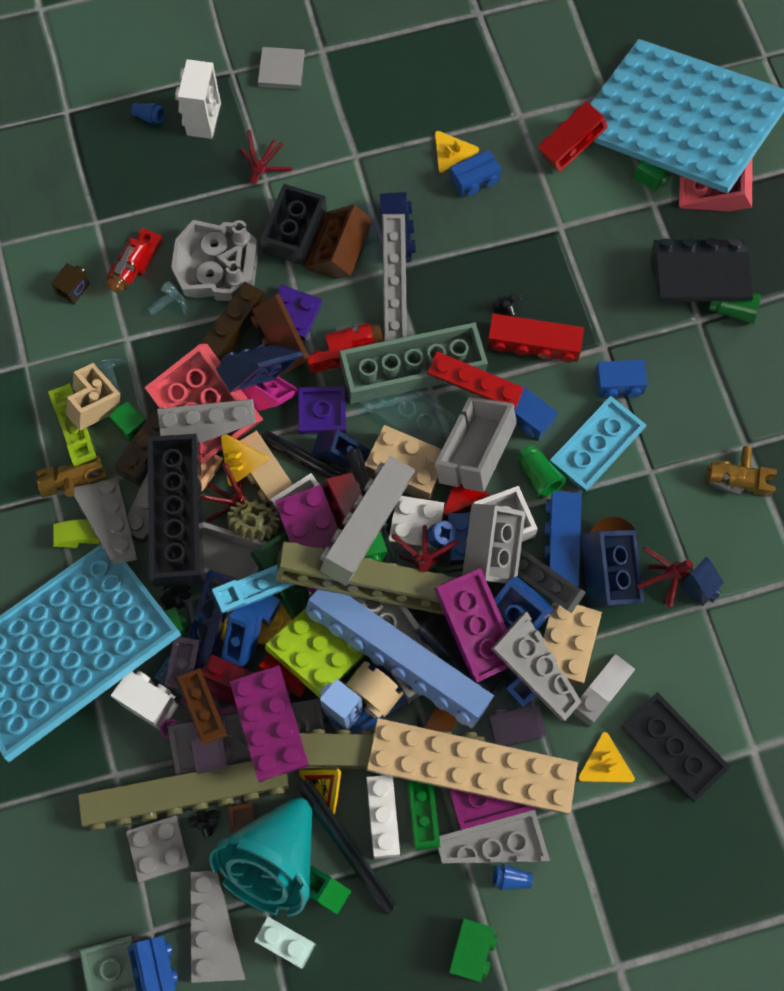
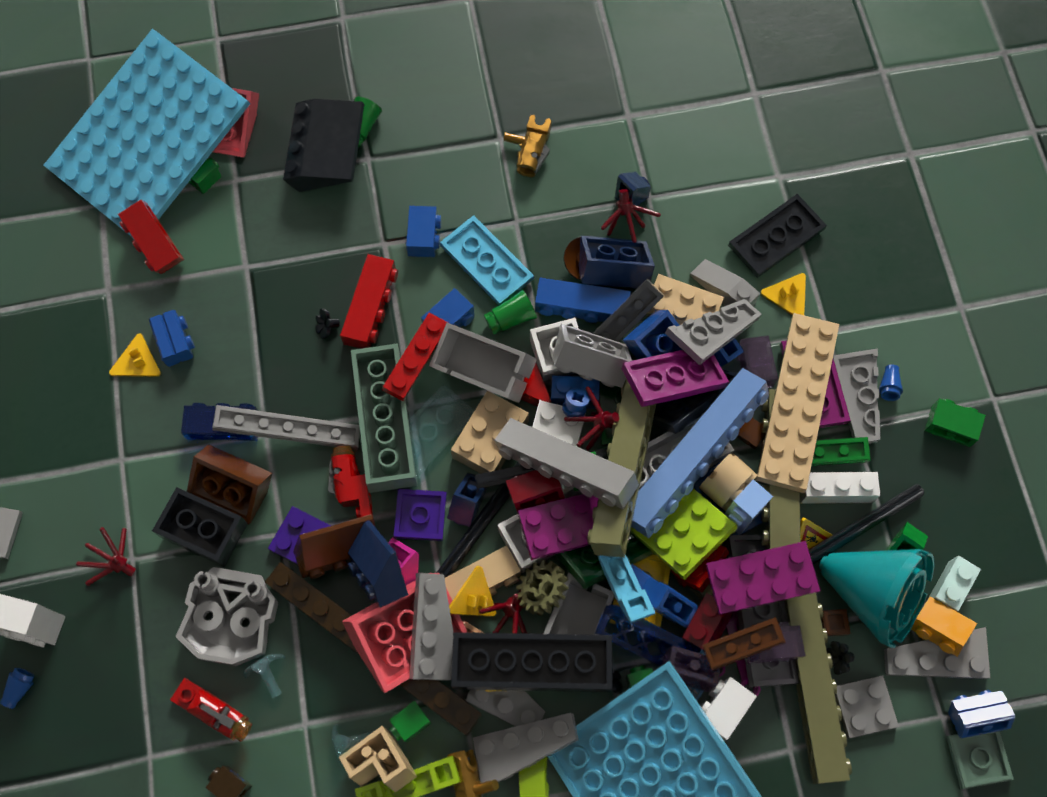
camera: 85 degrees left, 0 degrees up
(239, 927) = (943, 626): none -> light orange brick

